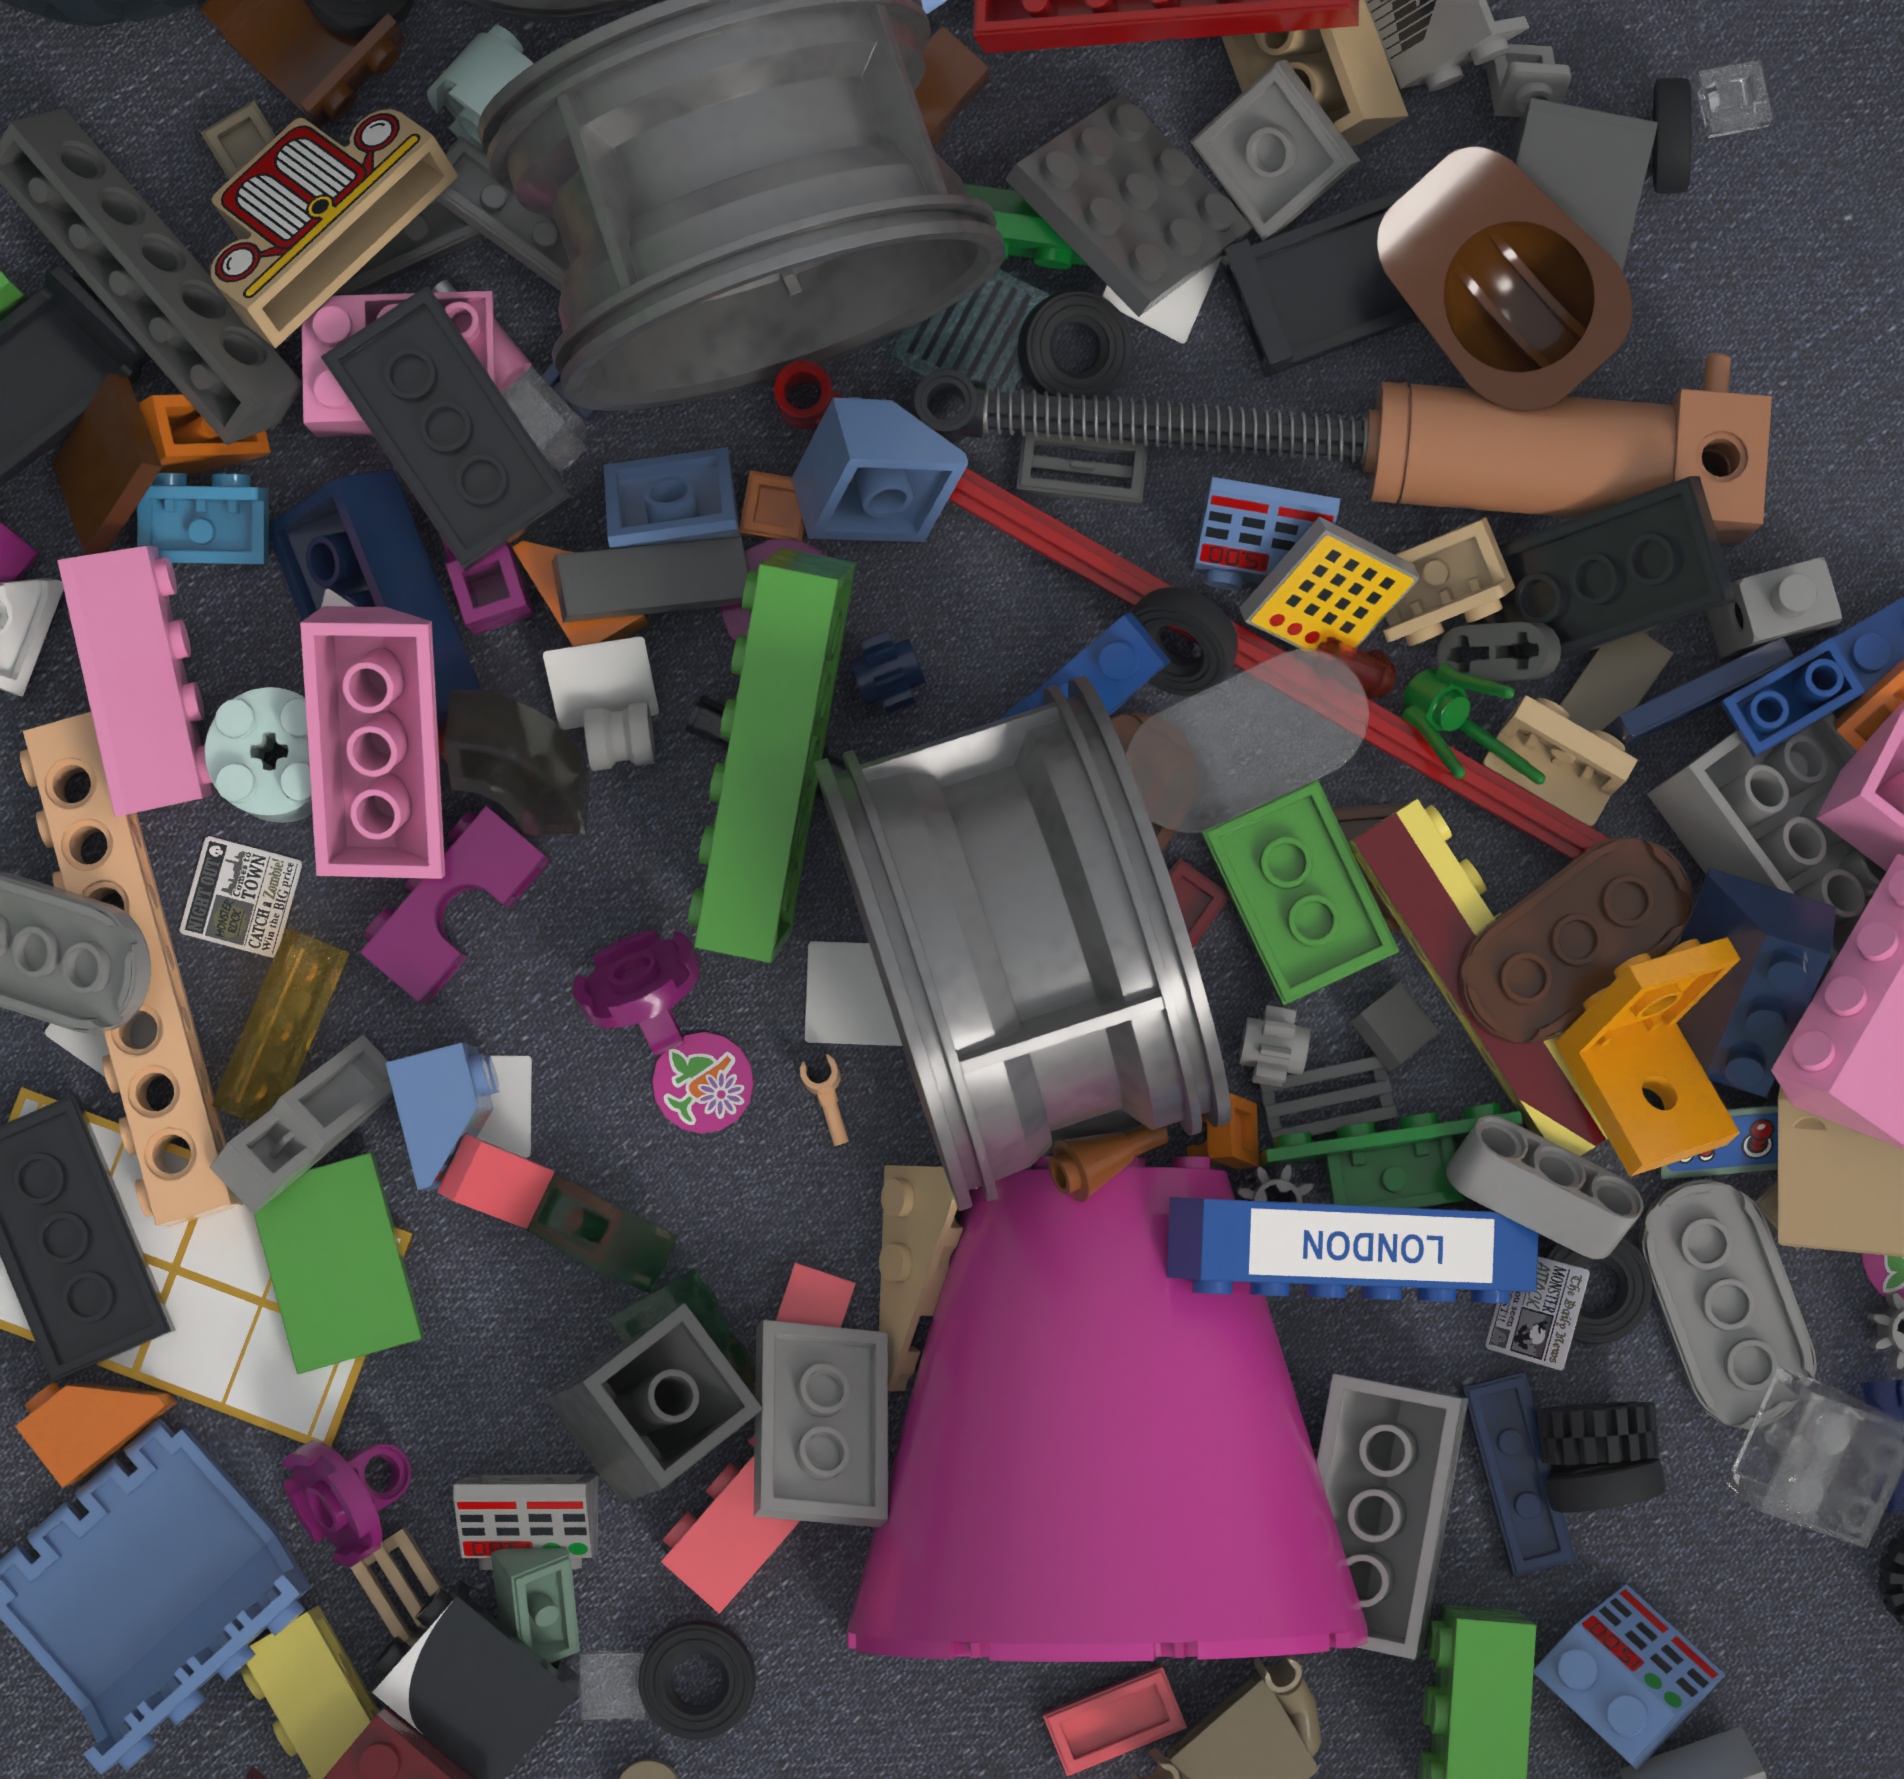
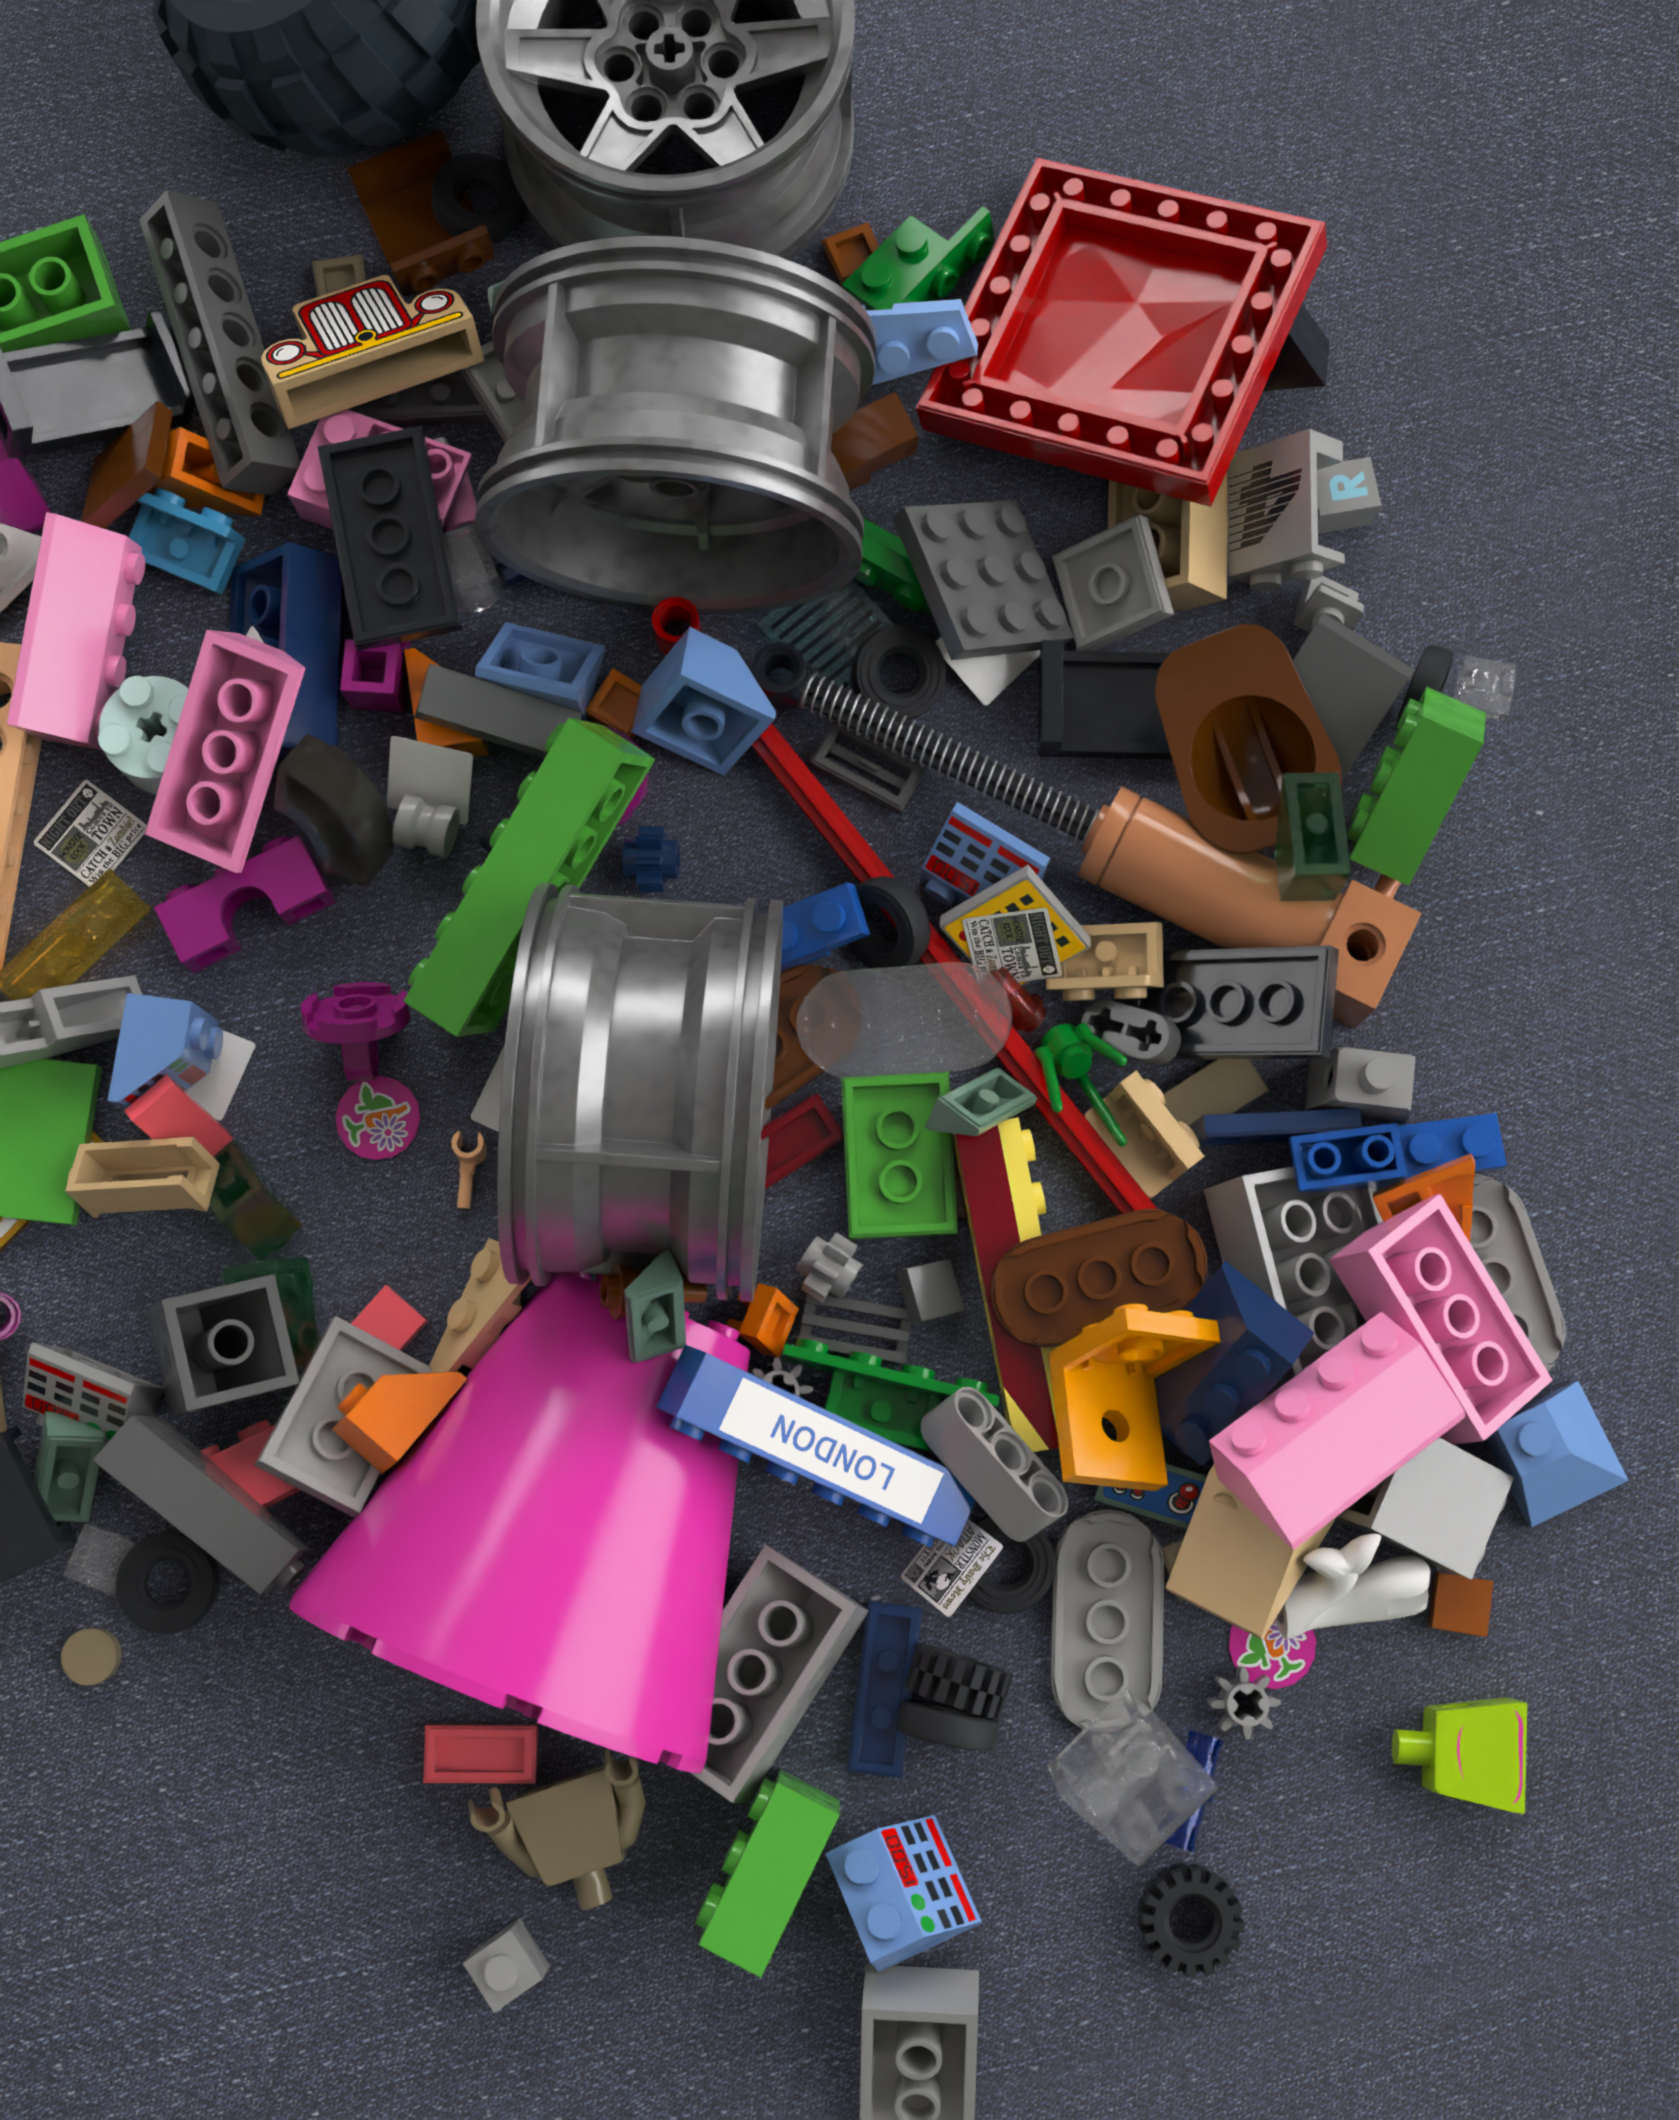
camera: 20 degrees right, 5 degrees down
(426, 1261) = (142, 1176): none -> tan window
(718, 1579) = (203, 1503): none -> dark grey slope
(878, 1400) = (393, 1413): none -> orange slope
(1130, 1174) = (655, 1310): none -> sand green slope
(1335, 604) = (1015, 941): none -> sticker
(1370, 802) = (980, 1104): none -> sand green slope
(1621, 363) = (1311, 838): none -> clear green slope
(1708, 251) = (1415, 784): none -> bright green brick

